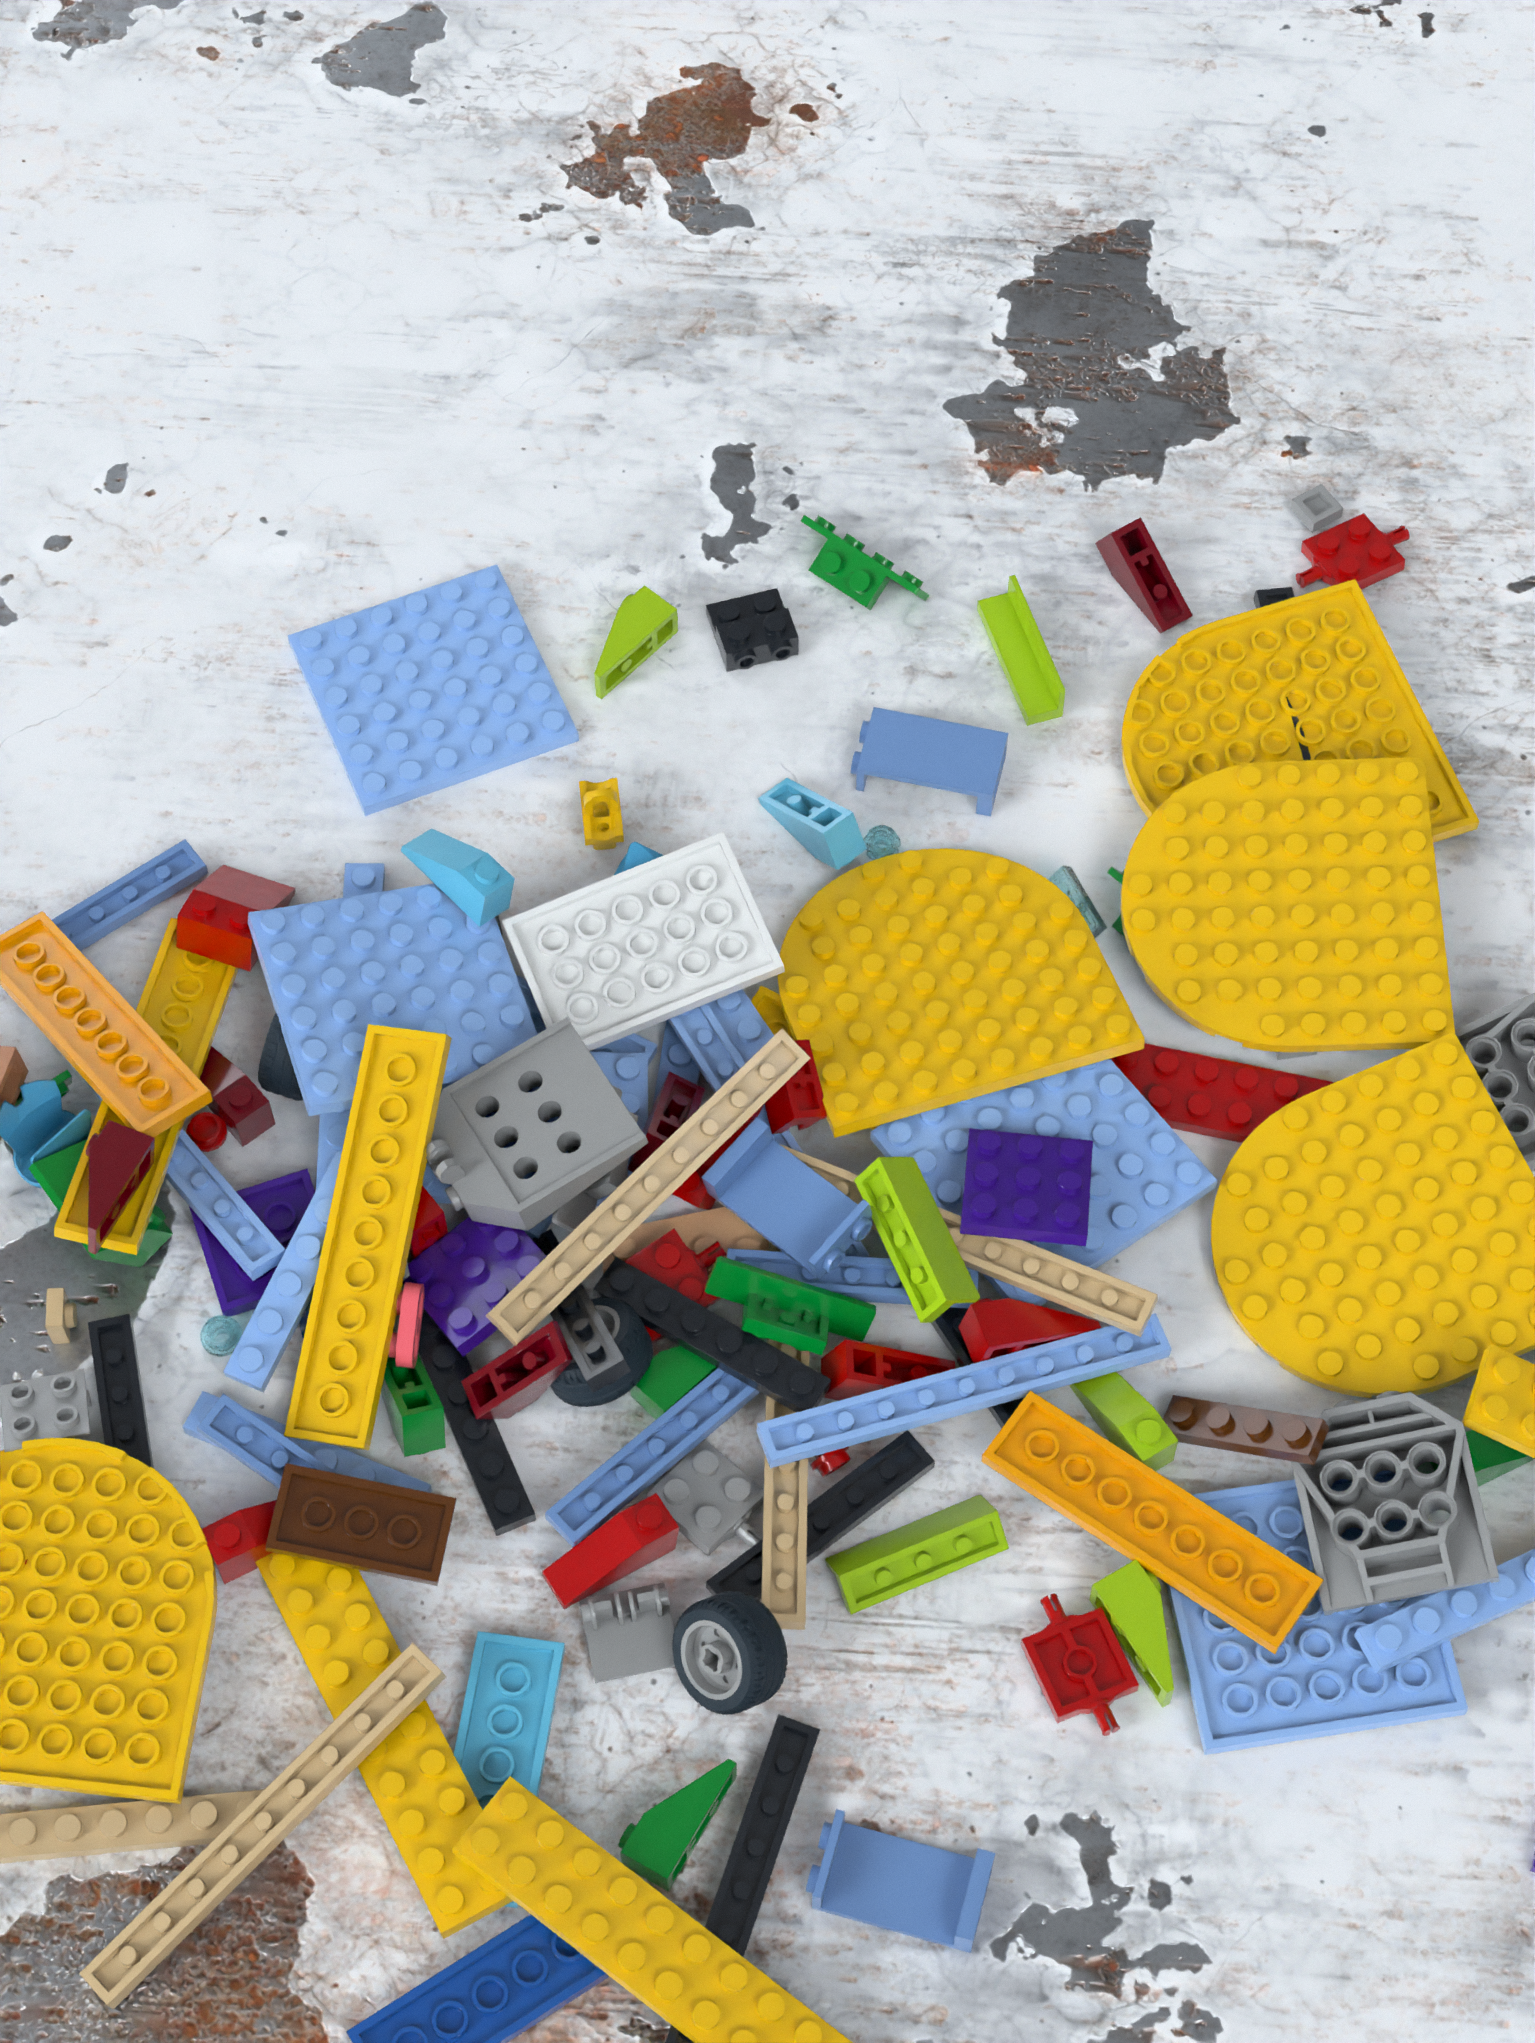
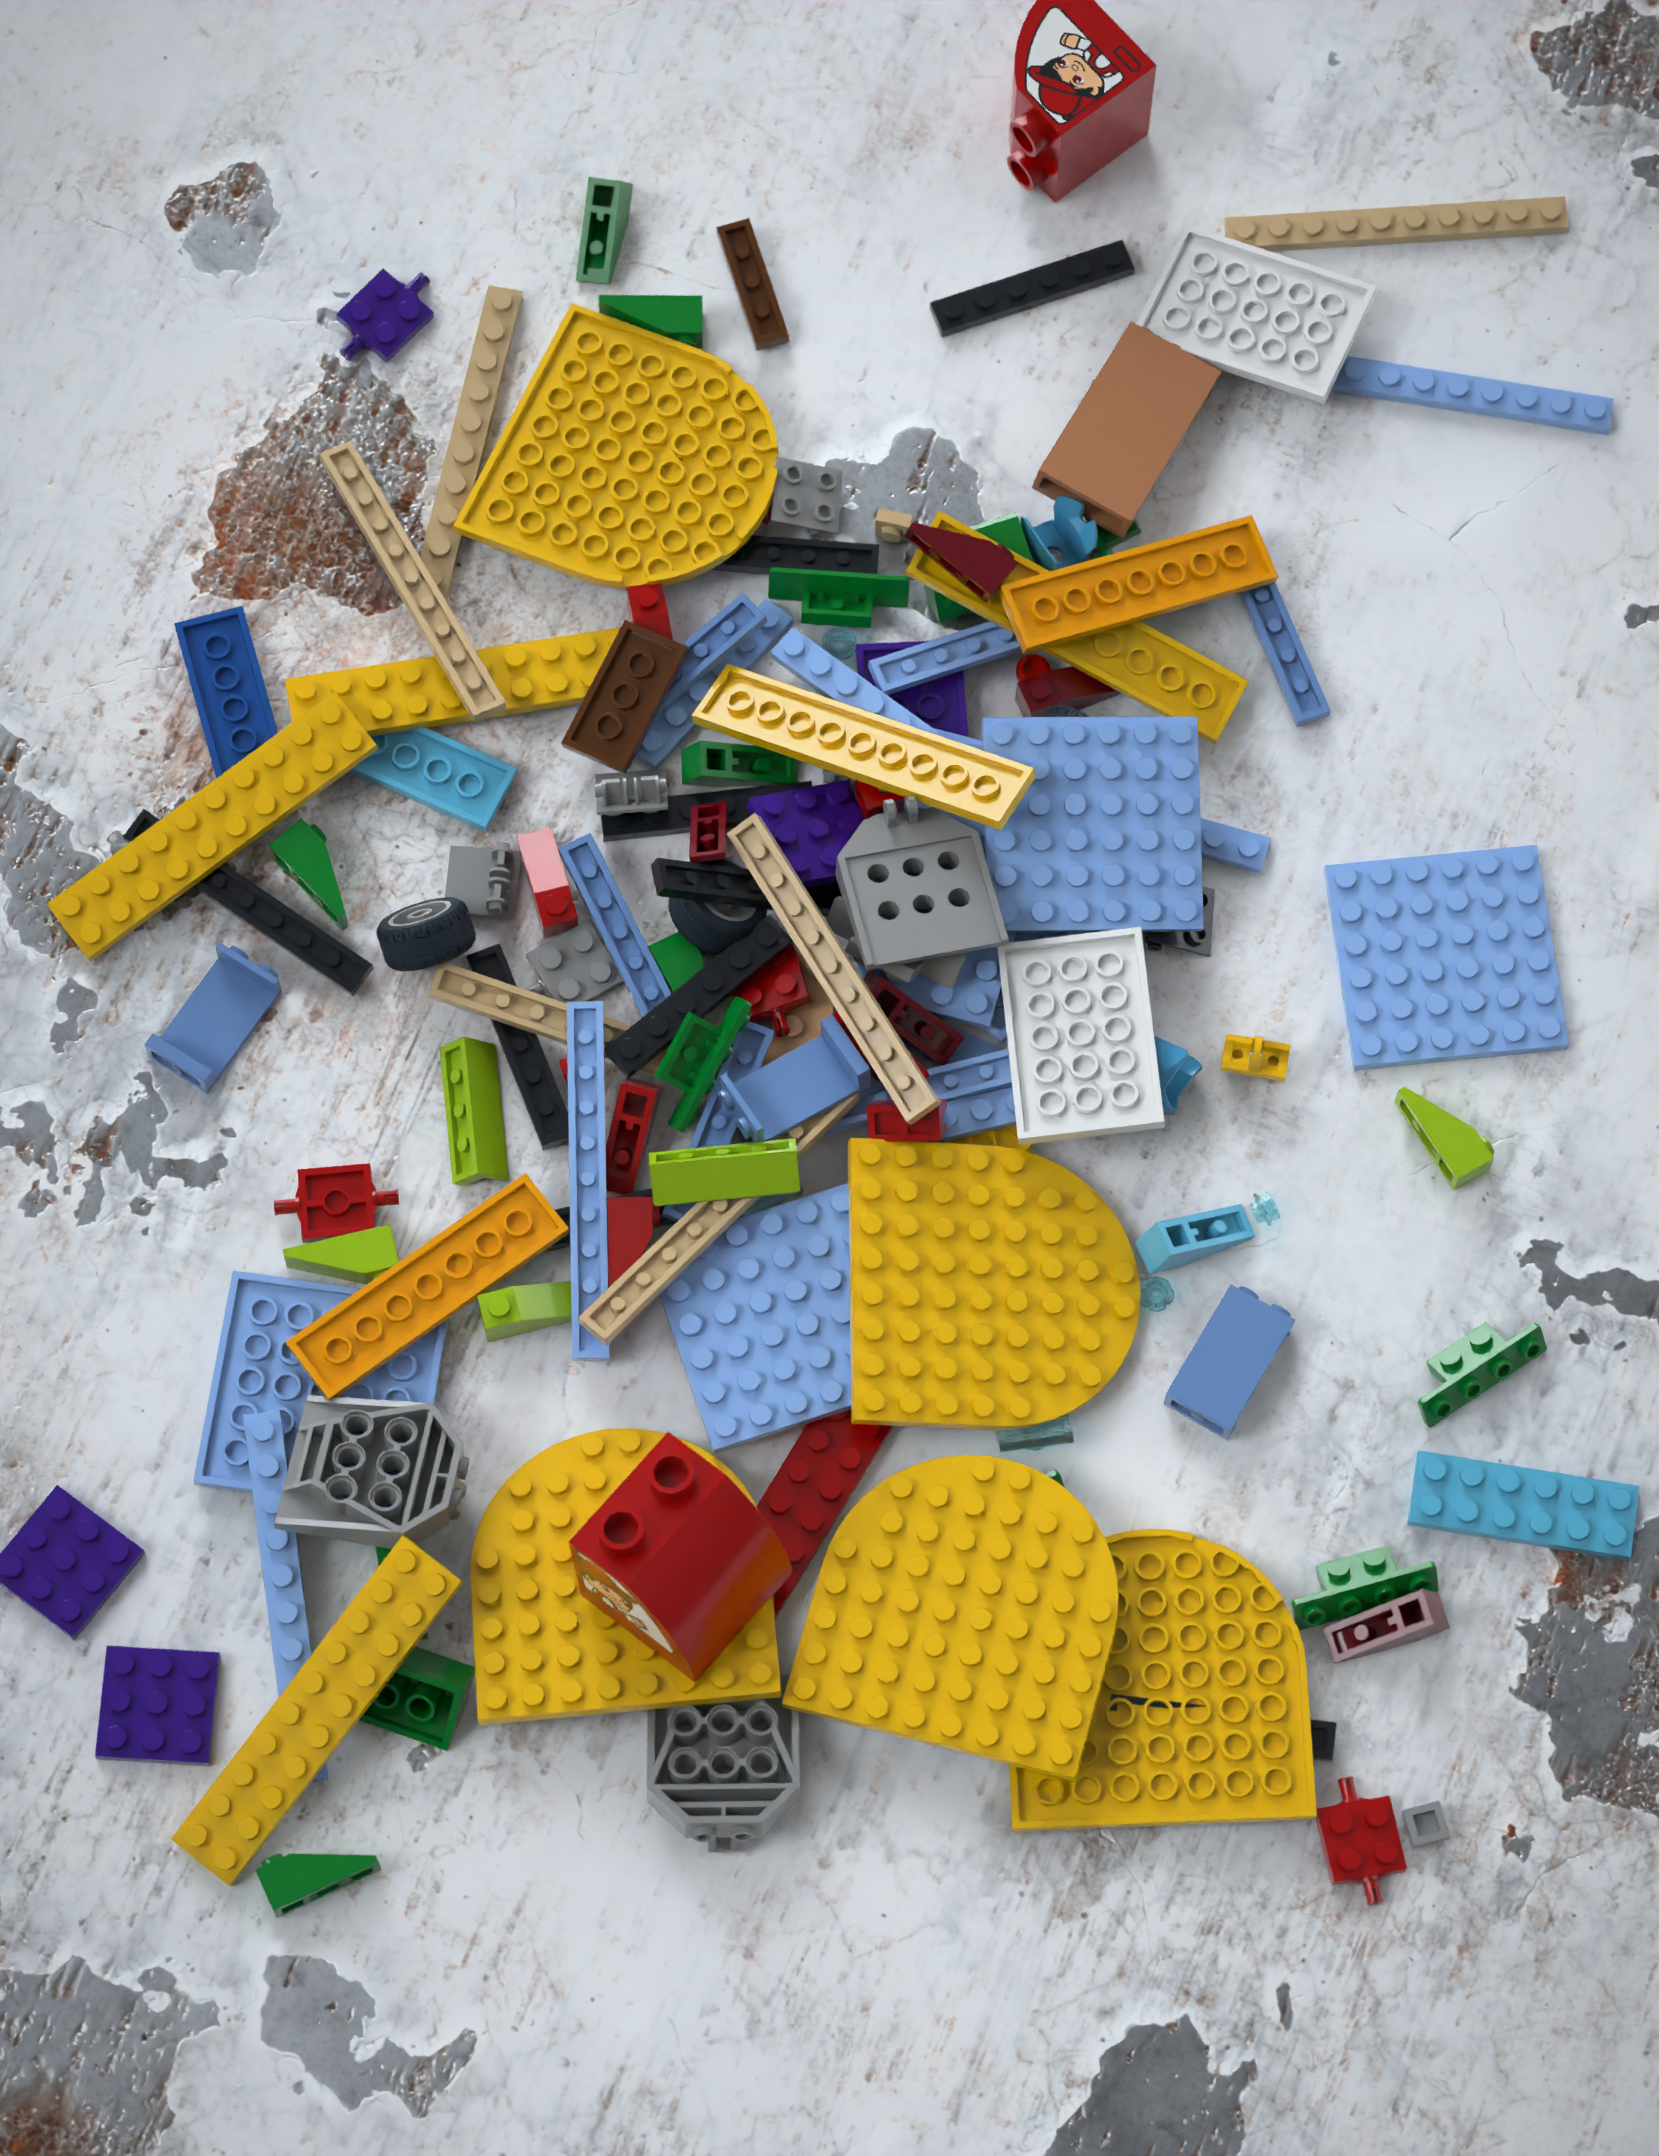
camera: 105 degrees right, 10 degrees up
(167, 1349) = (838, 596): none -> green bracket
(216, 915) = (1240, 731): red slope -> none
(405, 1343) = (783, 769): coral plate -> none
(463, 874) = (1198, 900): medium azure slope -> none
(481, 1491) = (631, 792): none -> light grey hinge
(753, 630) = (1430, 1252): black plate -> none
(758, 772) = (1264, 1208): none -> clear light blue plate
(977, 505) = (1523, 1505): none -> medium azure plate
(1023, 654) = (1330, 1484): lime panel -> none
(1027, 1187) = (745, 1276): dark purple plate -> none
(1105, 609) = (1360, 1584): none -> green bracket
(1246, 1429) = (478, 1384): reddish brown plate -> none
(1372, 1147) = (679, 1557): none -> red brick

